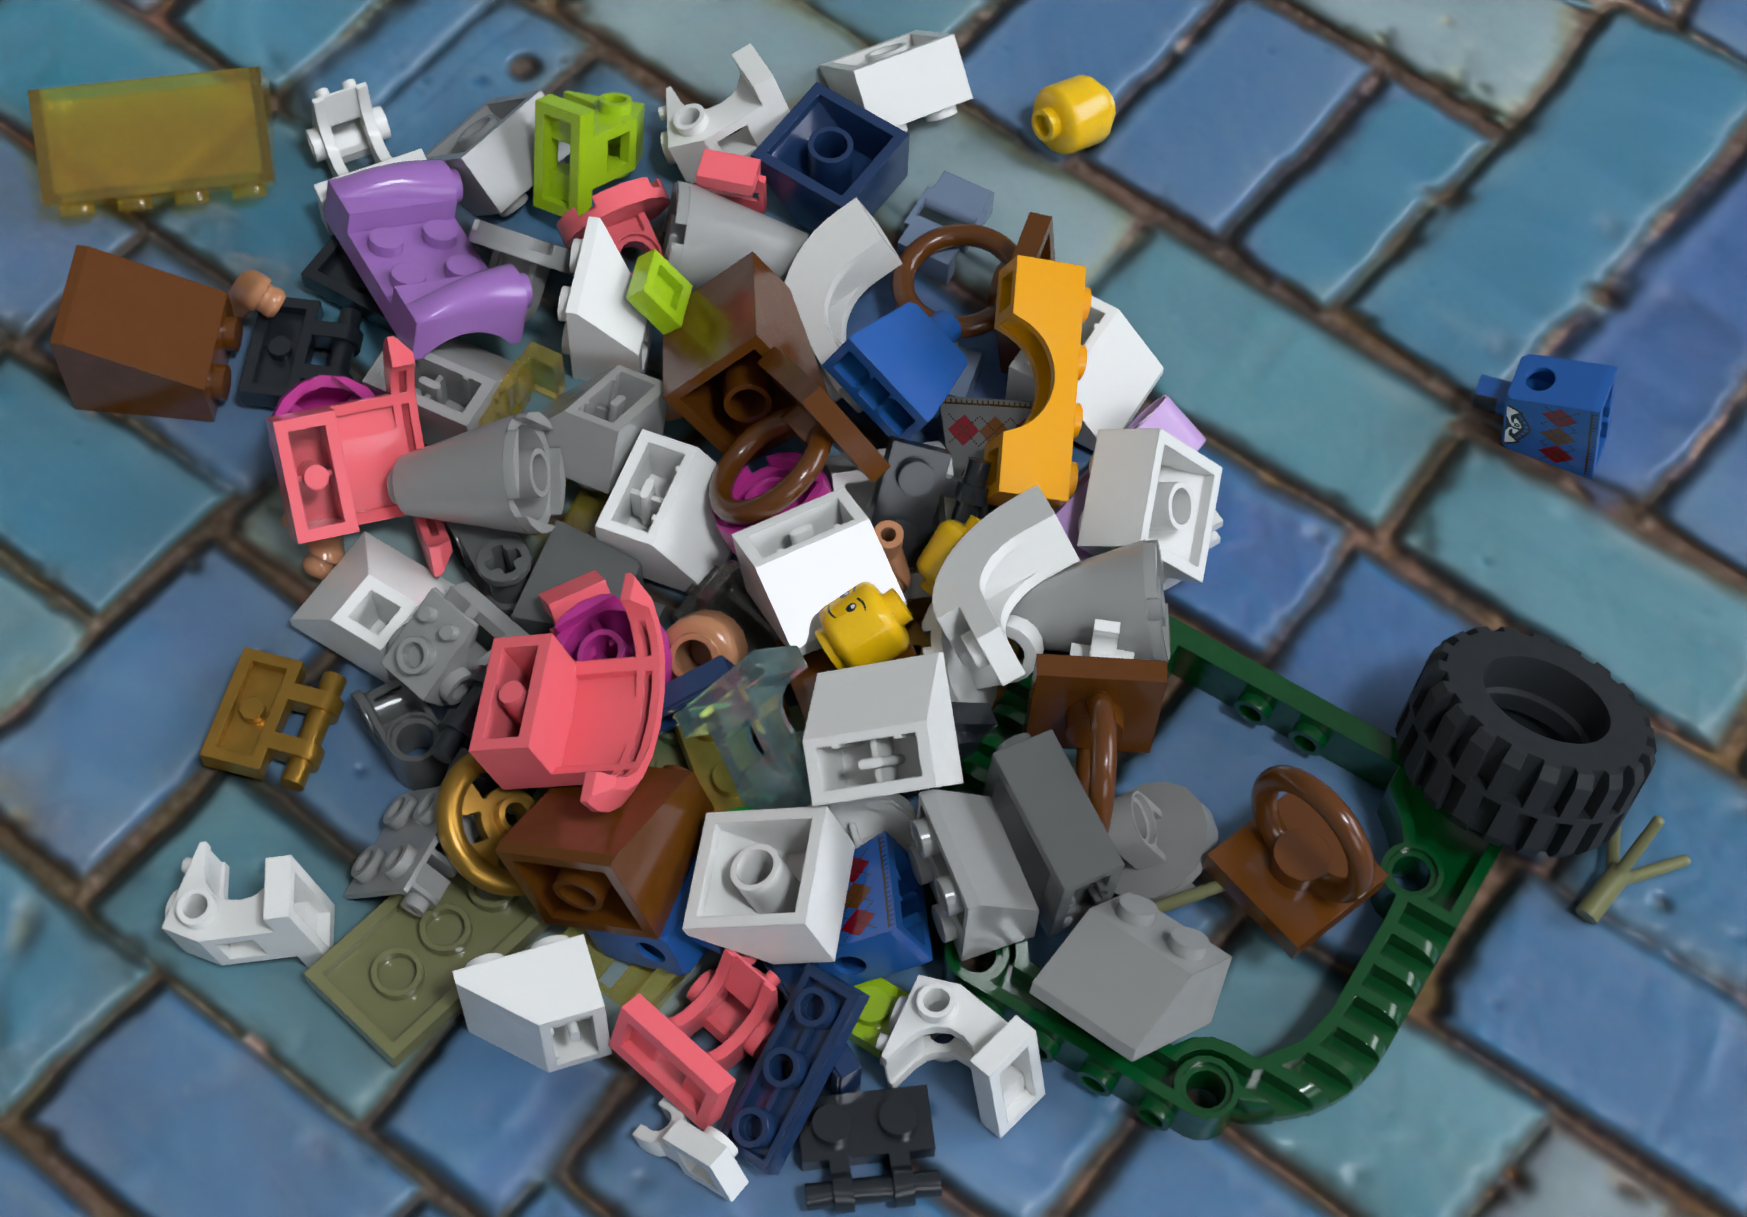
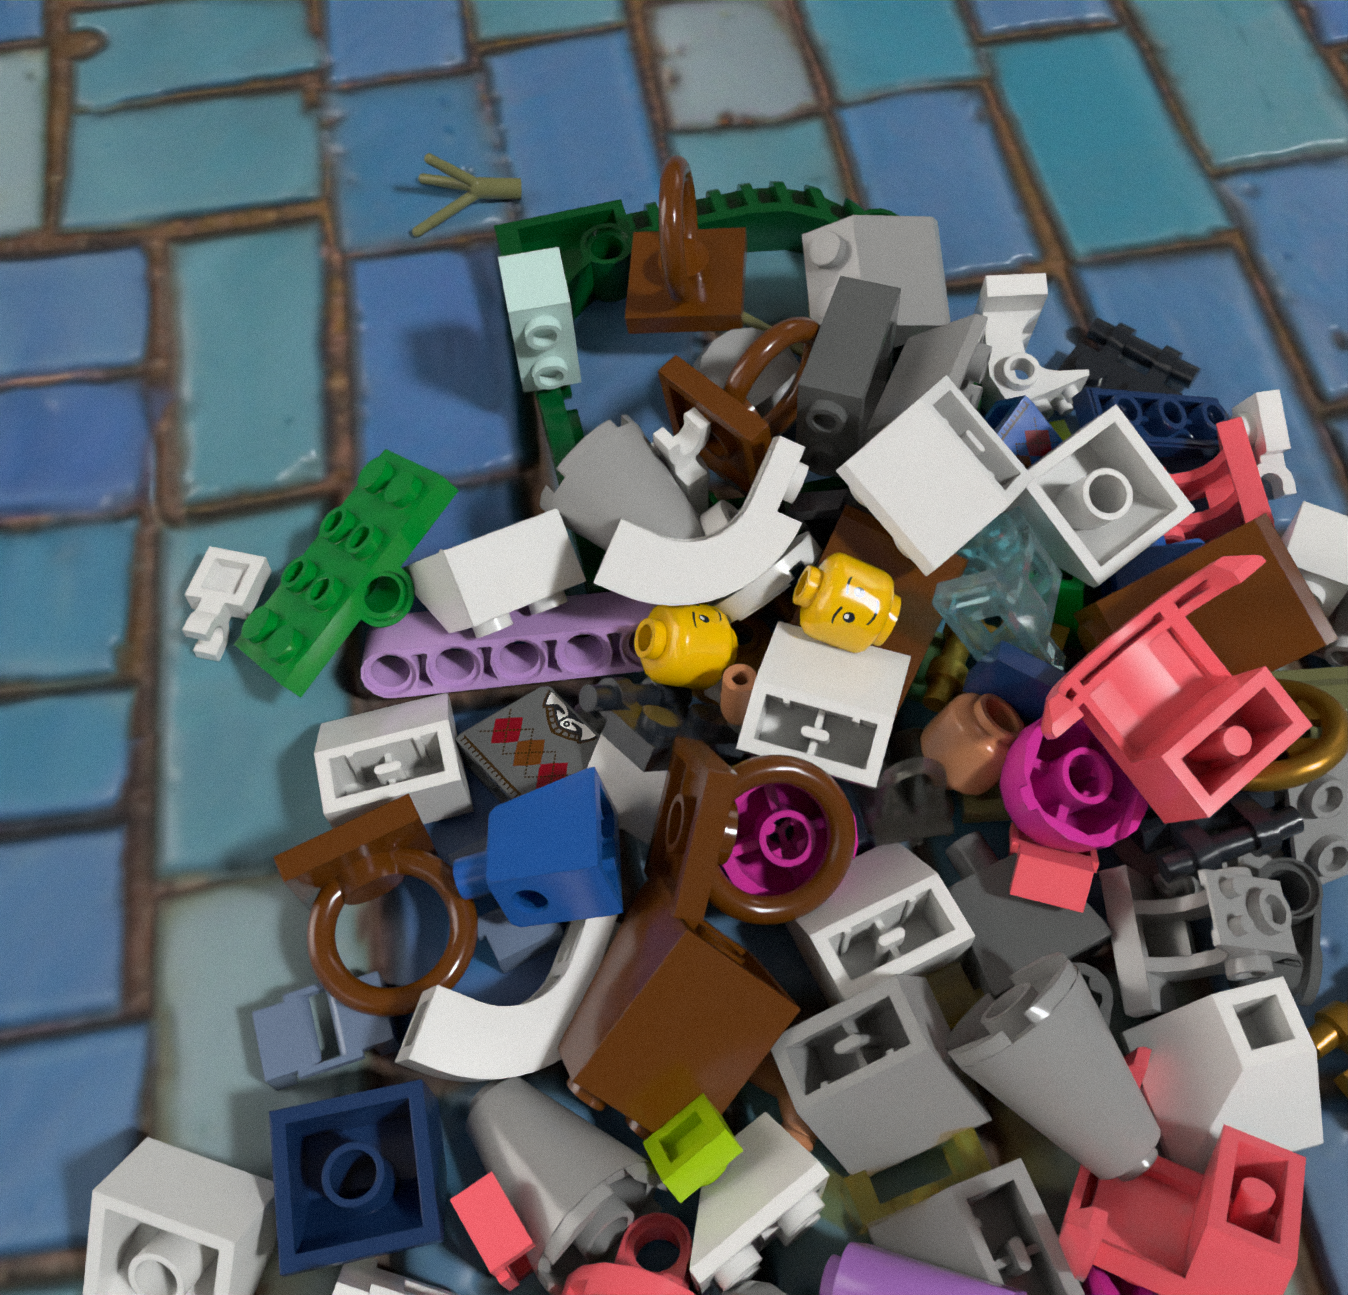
camera: 130 degrees left, 0 degrees up
(1043, 313) = (399, 747): light orange arch -> none
(1073, 114) = (82, 1035): yellow head -> none
(1257, 440) = (347, 572): none -> green plate
(1332, 685) = (540, 319): none -> light aqua brick
(1337, 393) = (222, 588): none -> white plate
(1525, 741) = (439, 219): black tyre -> none
(1553, 410) = (120, 451): blue torso -> none

